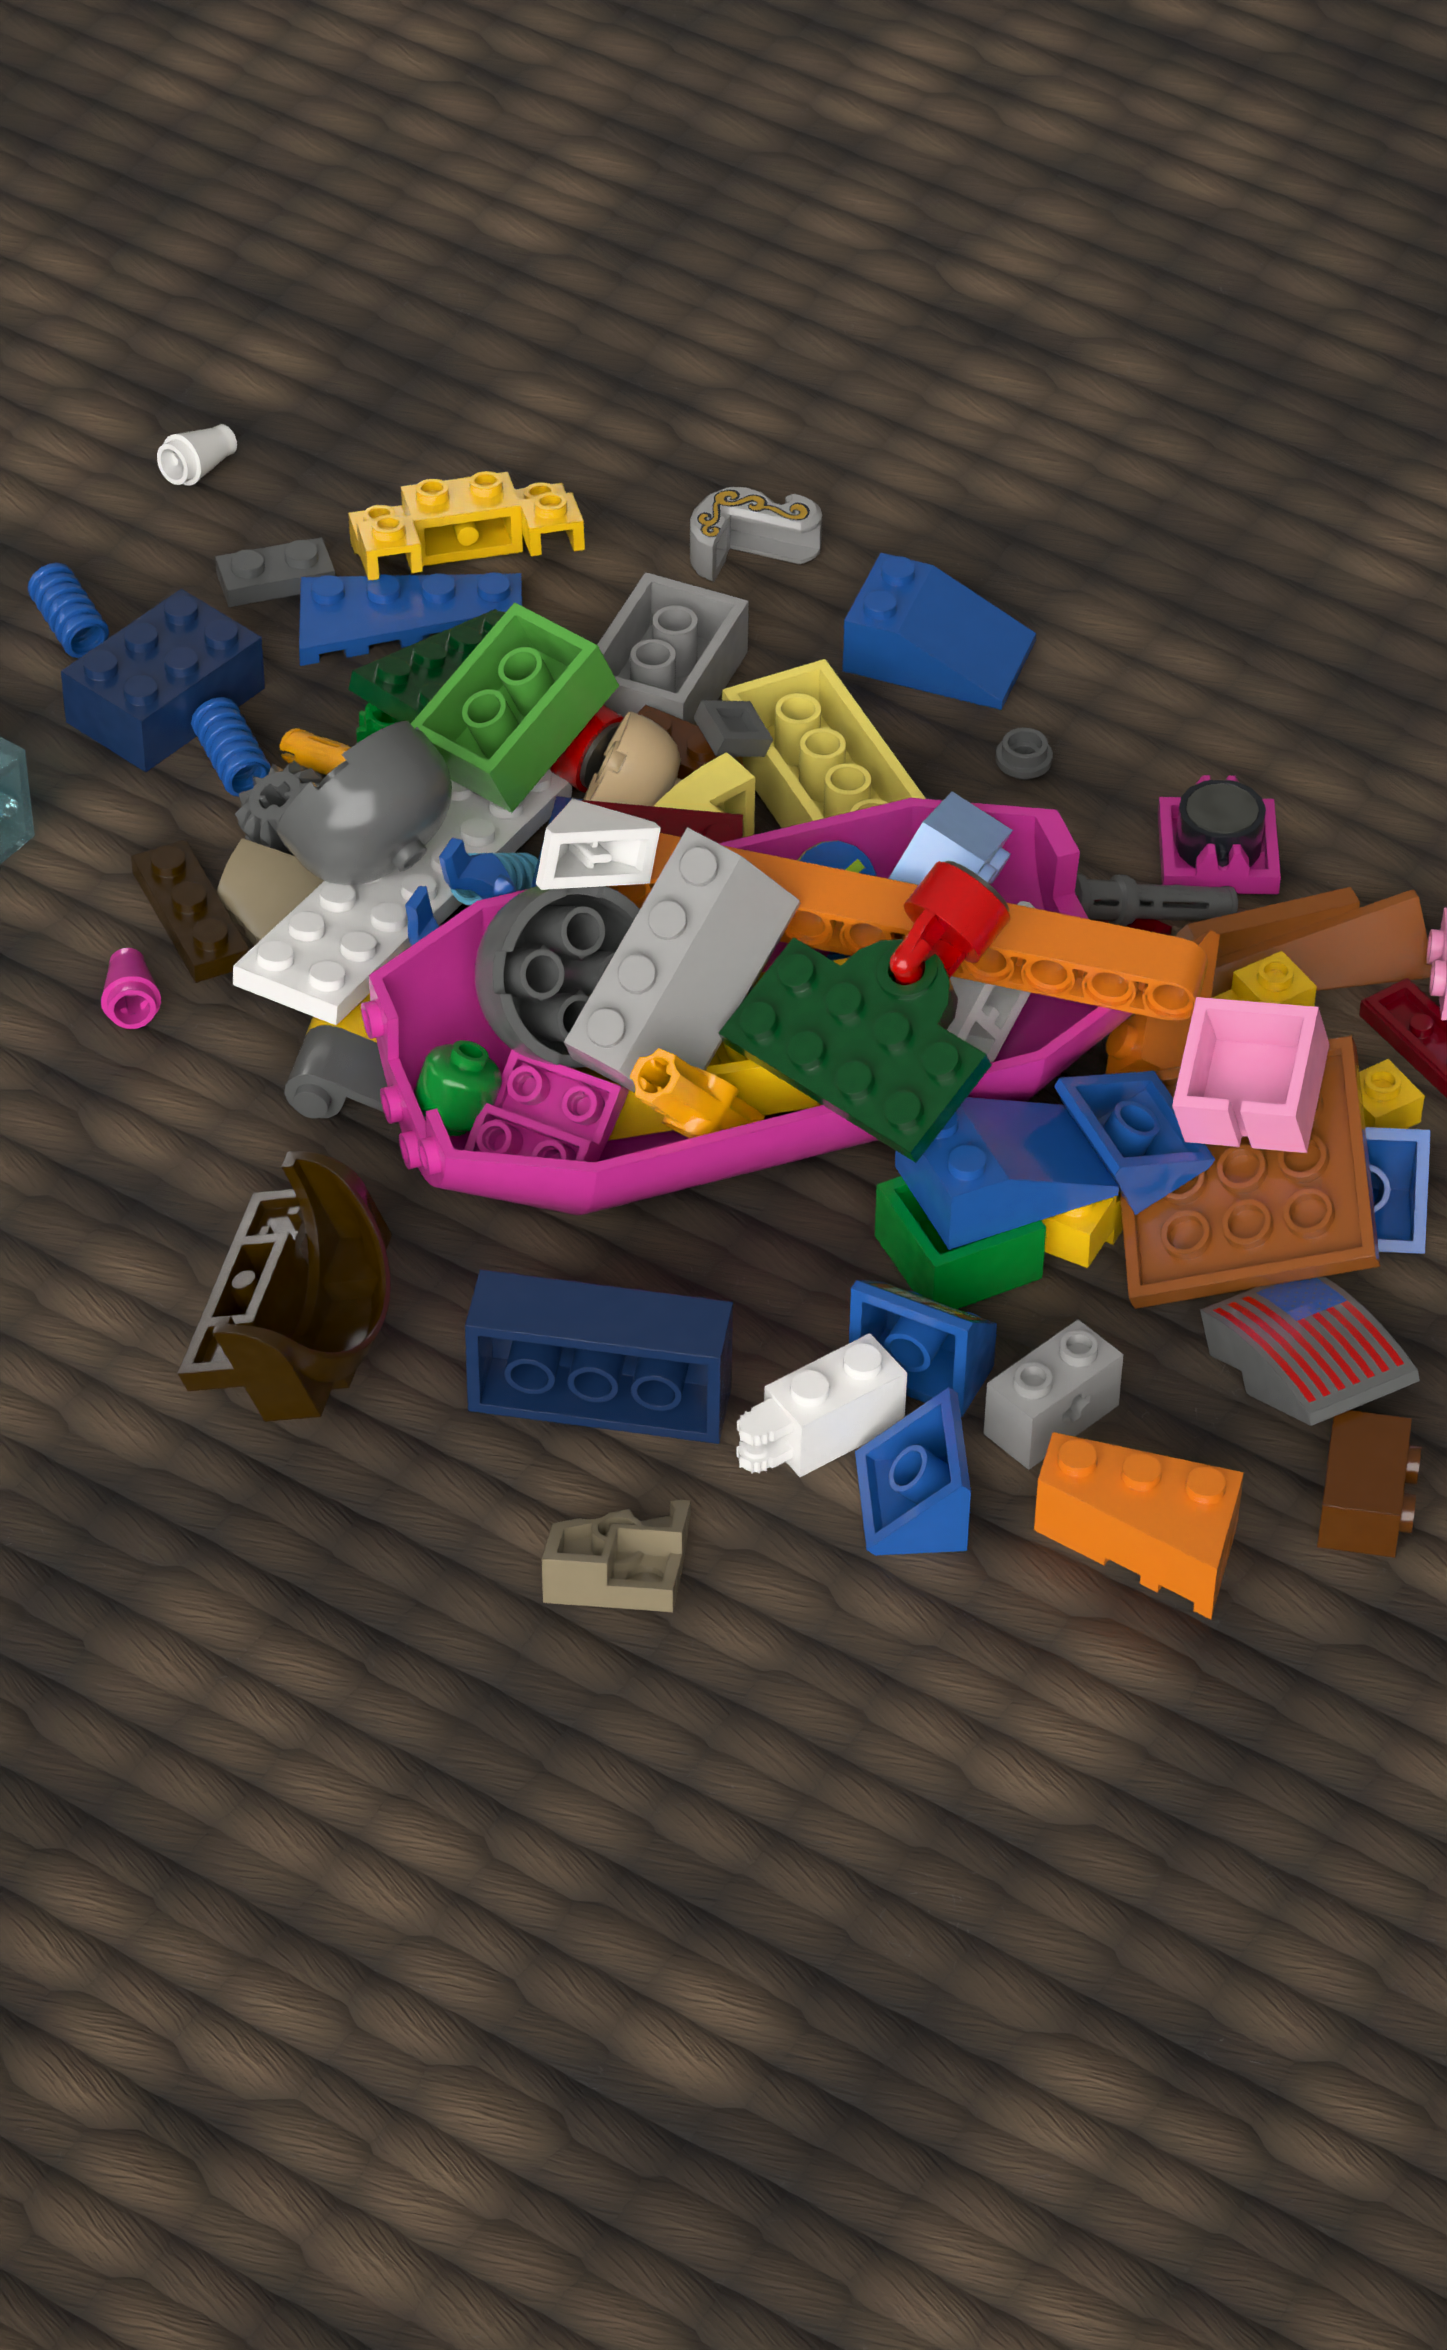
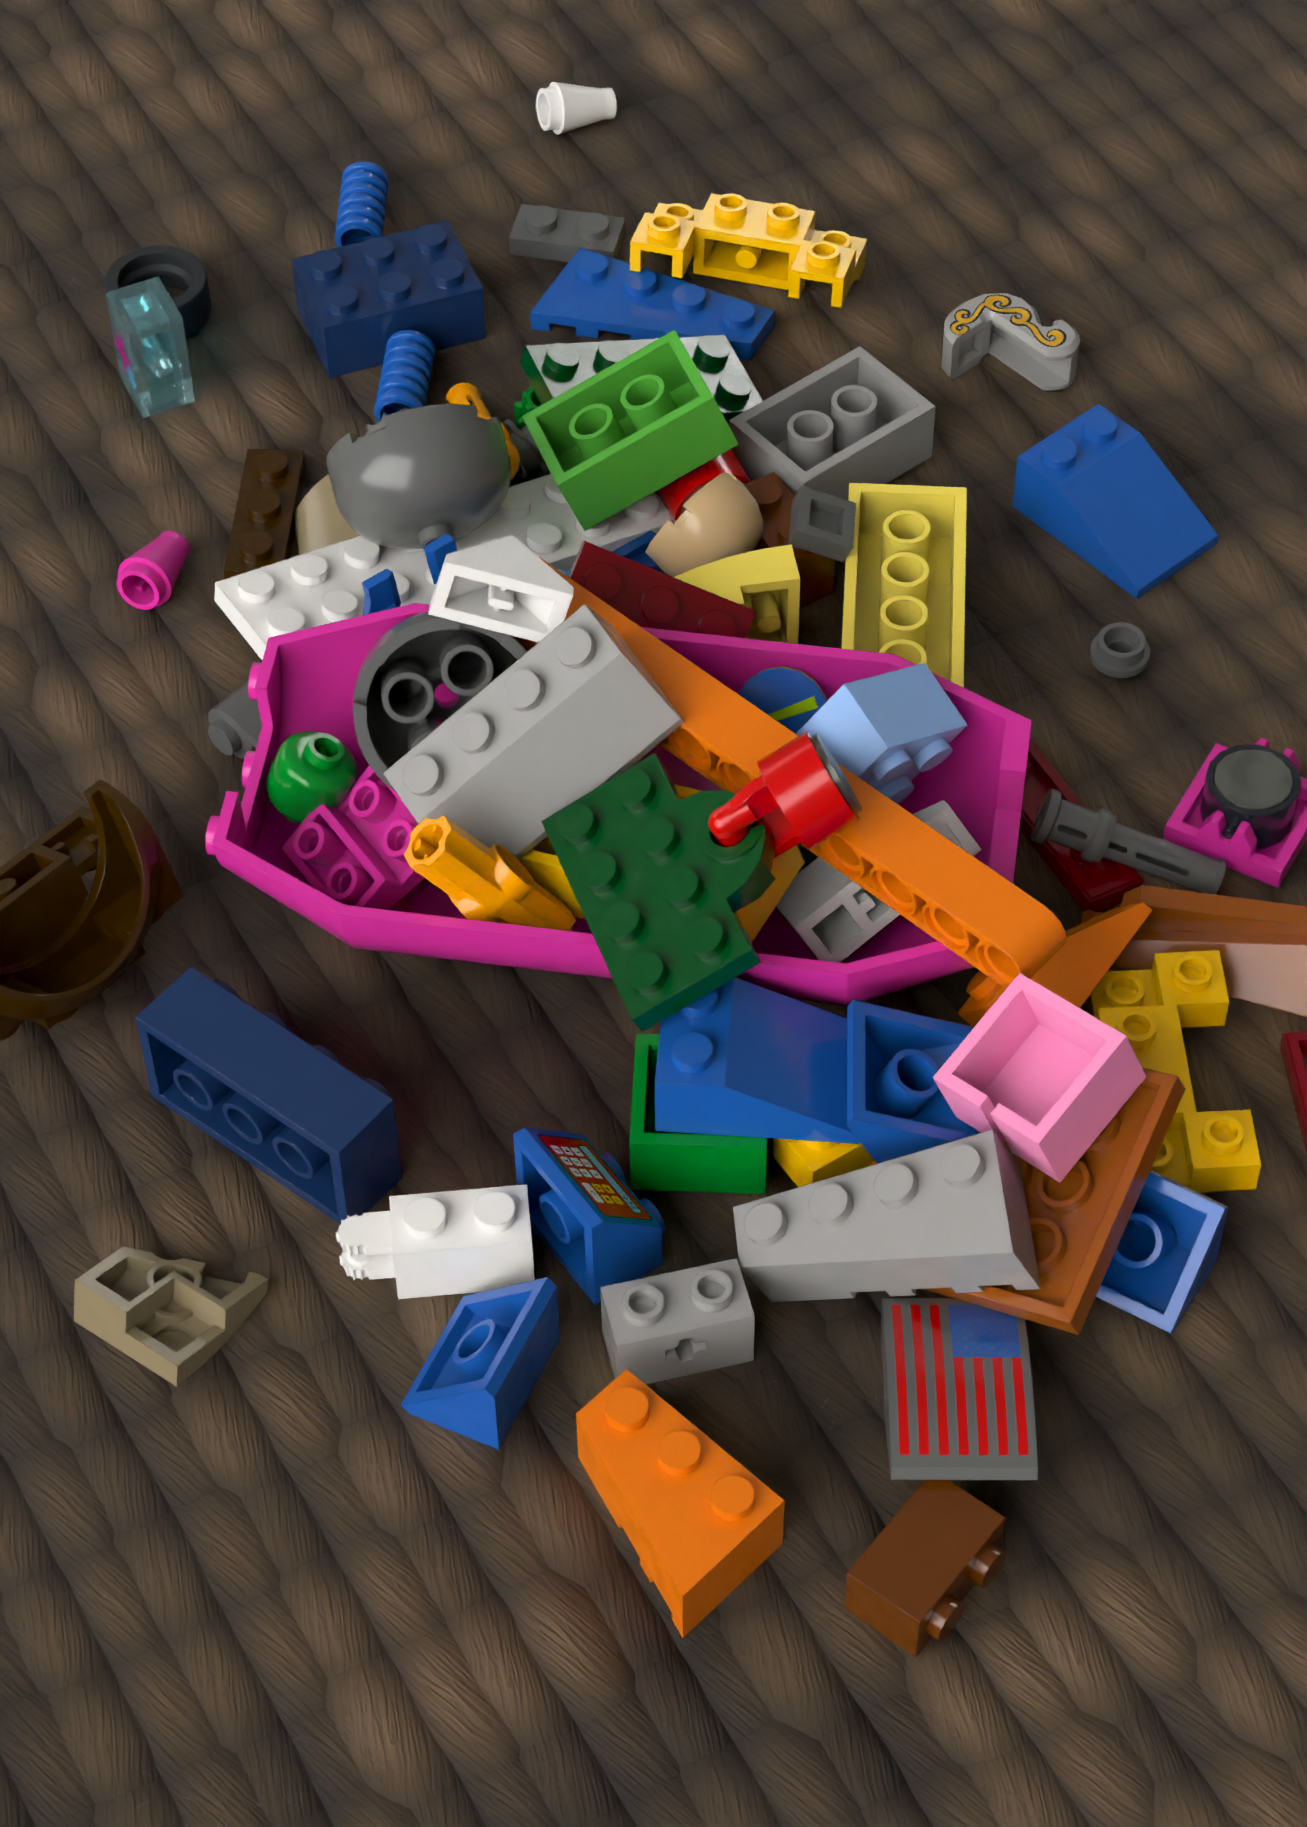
camera: 30 degrees right, 5 degrees up
(1190, 1243) = (895, 1228): none -> light grey wedge

